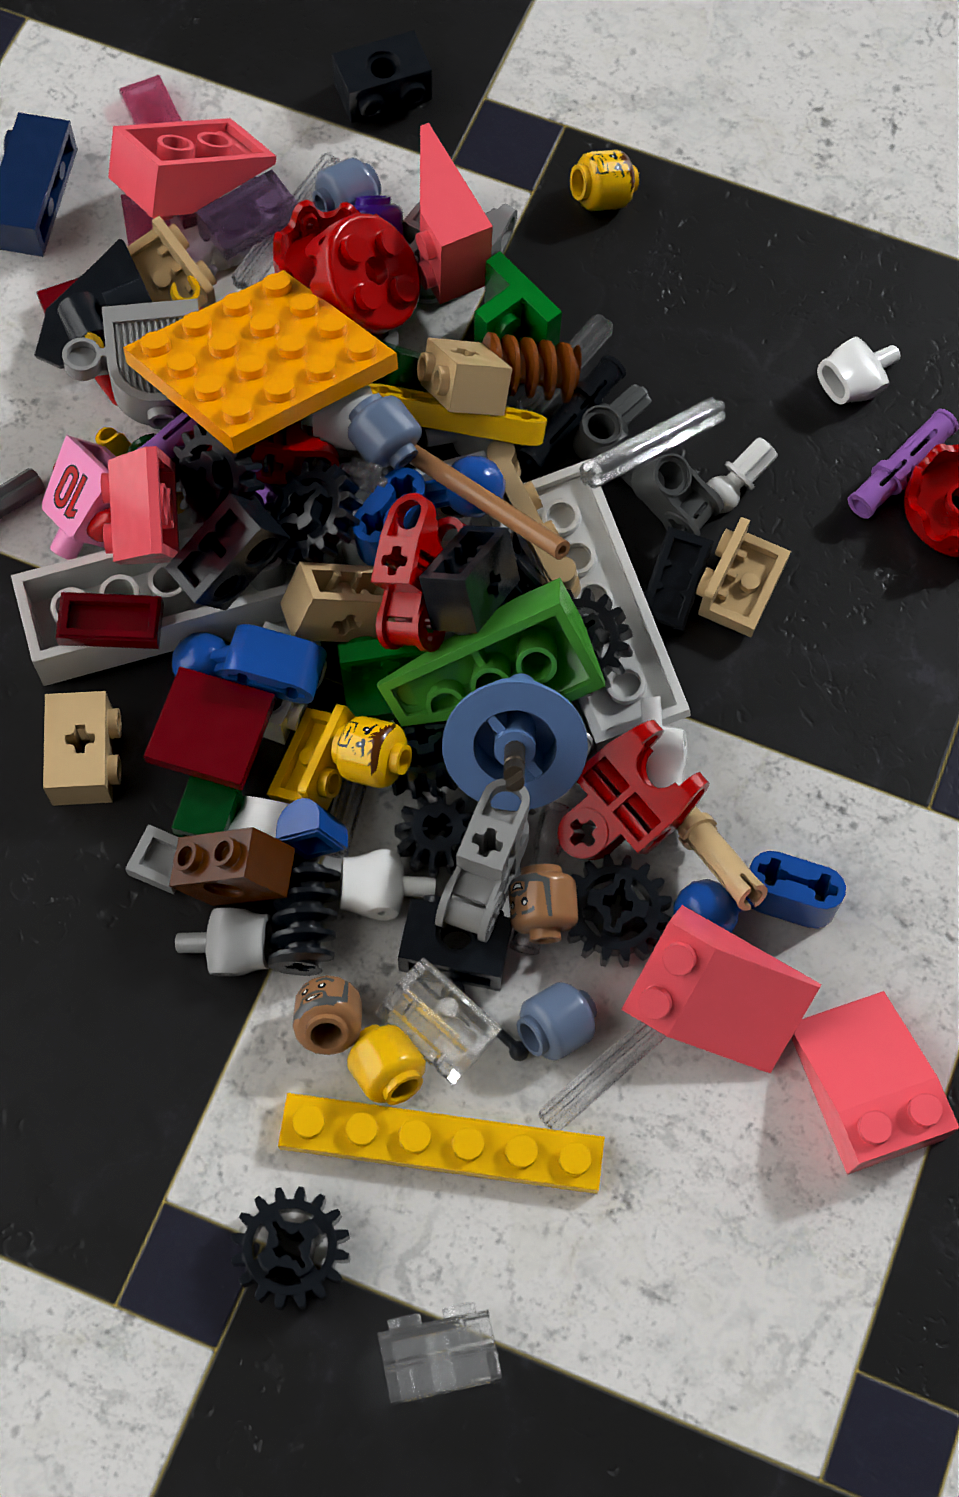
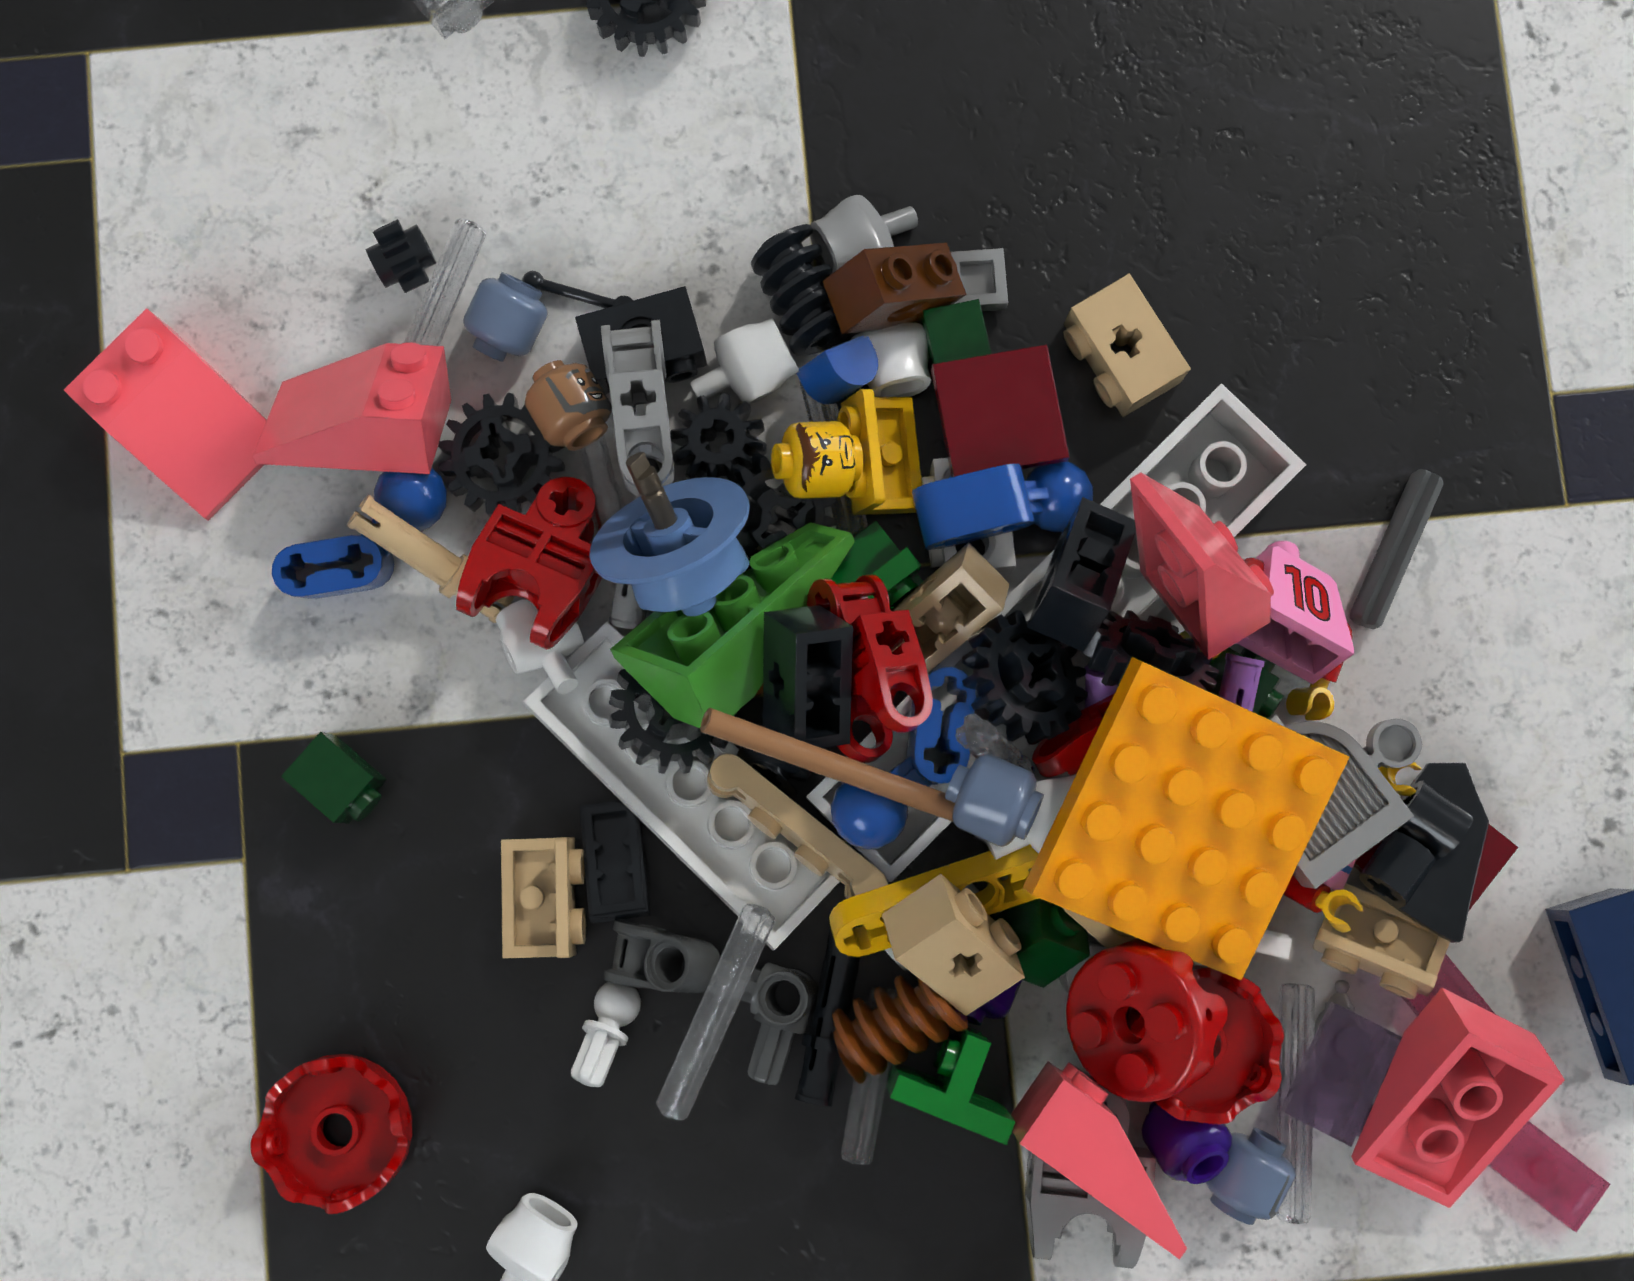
camera: 155 degrees right, 15 degrees up
(109, 620) = (1173, 458): dark red tile -> none
(327, 1015) = (725, 205): medium nougat head -> none
(386, 1064) = (647, 195): yellow head -> none
(439, 1020) = (615, 251): clear brick -> none
(442, 1143) = (562, 159): yellow plate -> none
(620, 1116) = (401, 256): none -> black gear
(861, 732) = (335, 779): none -> dark green brick
(871, 494) = (433, 1126): medium lavender pin -> none

